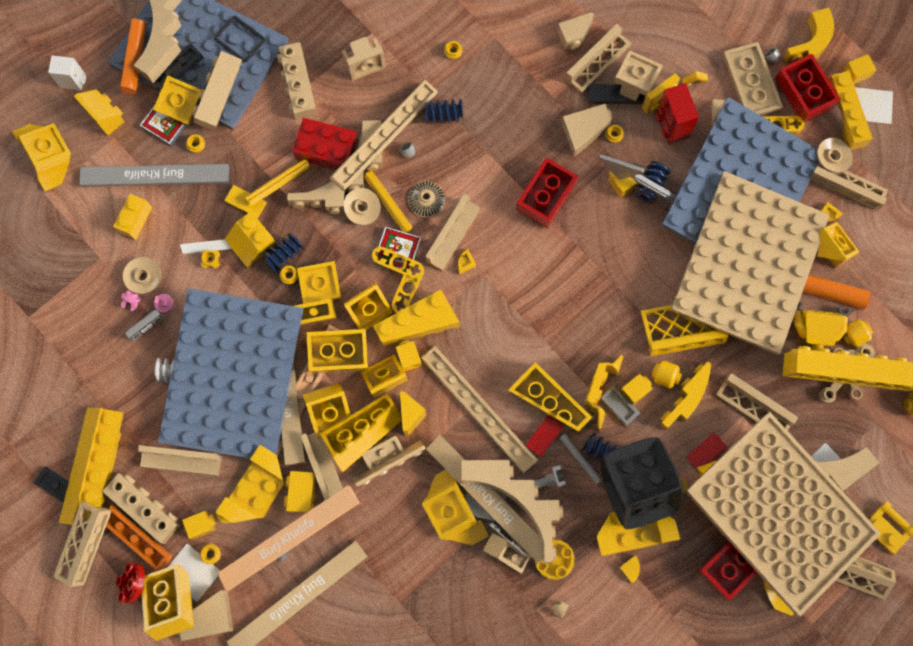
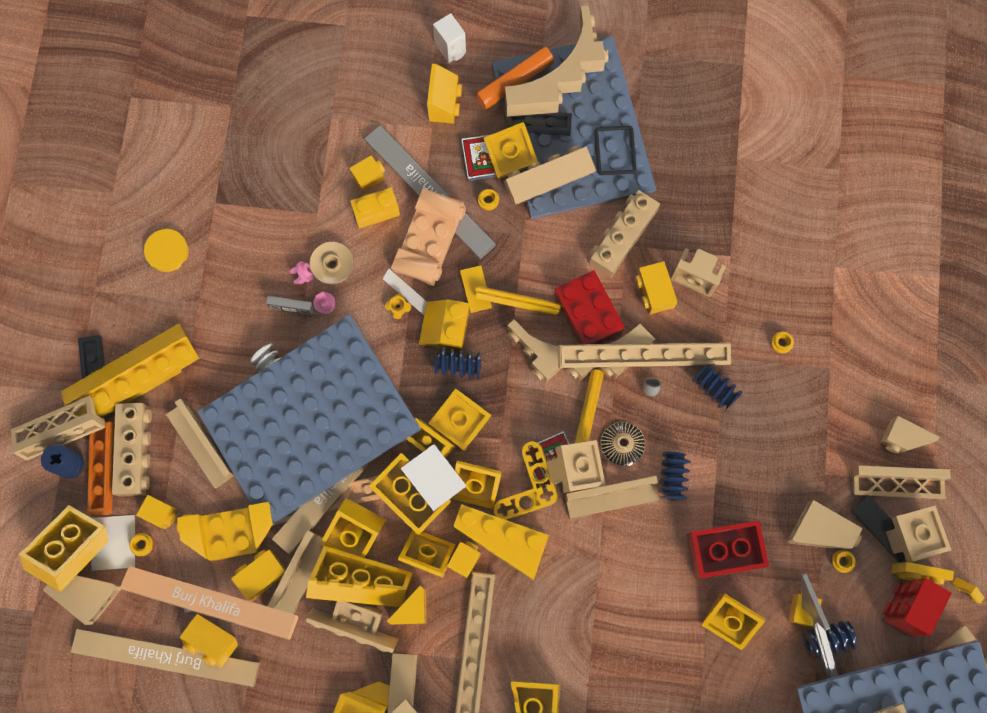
camera: 45 degrees right, 0 degrees up
(29, 375) = (166, 250): none -> yellow tile
(46, 152) = (366, 85): yellow piece -> none
(105, 202) = (367, 173): none -> yellow brick
(108, 557) = (62, 461): none -> dark blue piece
(130, 583) = (57, 501): red tile -> none
(184, 199) = (429, 237): none -> light nougat piece
(288, 269) = (441, 380): yellow plate -> none
(313, 559) = (208, 641): none -> yellow brick
(340, 326) = (433, 477): none -> white sticker
(349, 92) = (656, 288): none -> yellow brick
(368, 200) = (570, 401): tan dish -> none
(414, 235) = (577, 466): none -> tan panel
(465, 262) = (596, 532): yellow tile -> none
(473, 185) = (674, 476): none -> dark blue piece
(591, 227) = (732, 621): none -> yellow slope

